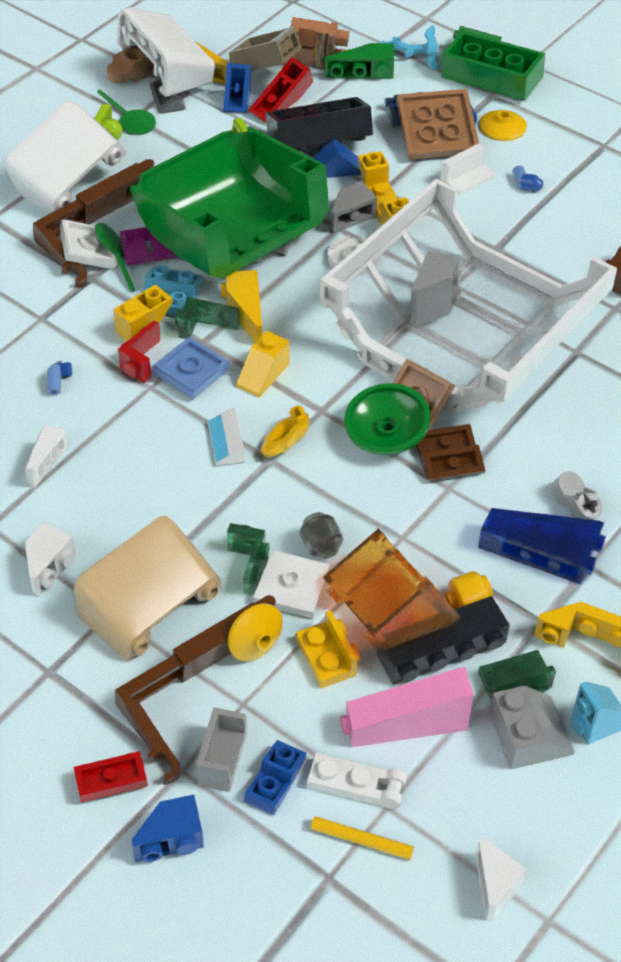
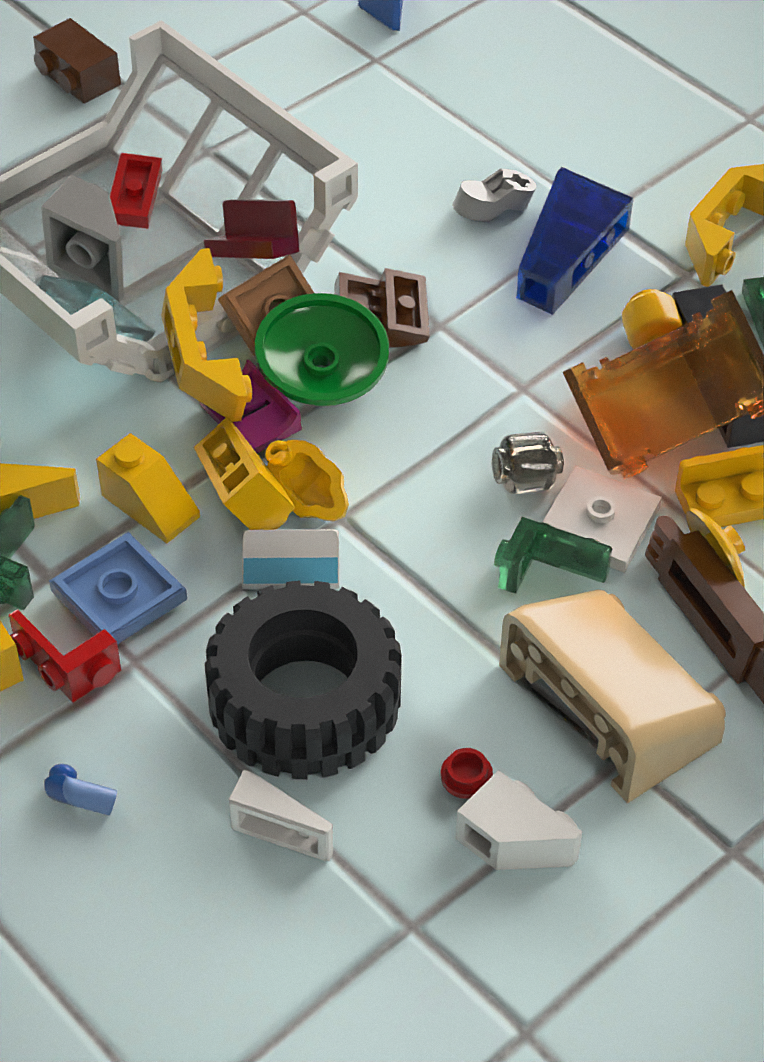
camera: 80 degrees left, 0 degrees up
(85, 534) = (465, 772): none -> red plate
(134, 473) = (309, 732): none -> black tyre
(272, 403) = (243, 479): none -> yellow slope
(330, 410) = (269, 423): none -> magenta piece
(381, 308) = (76, 295): none -> clear light blue plate
(407, 341) = (211, 382): none -> yellow slope
(464, 367) = (256, 230): none -> dark red panel
(497, 308) = (135, 189): none -> red plate

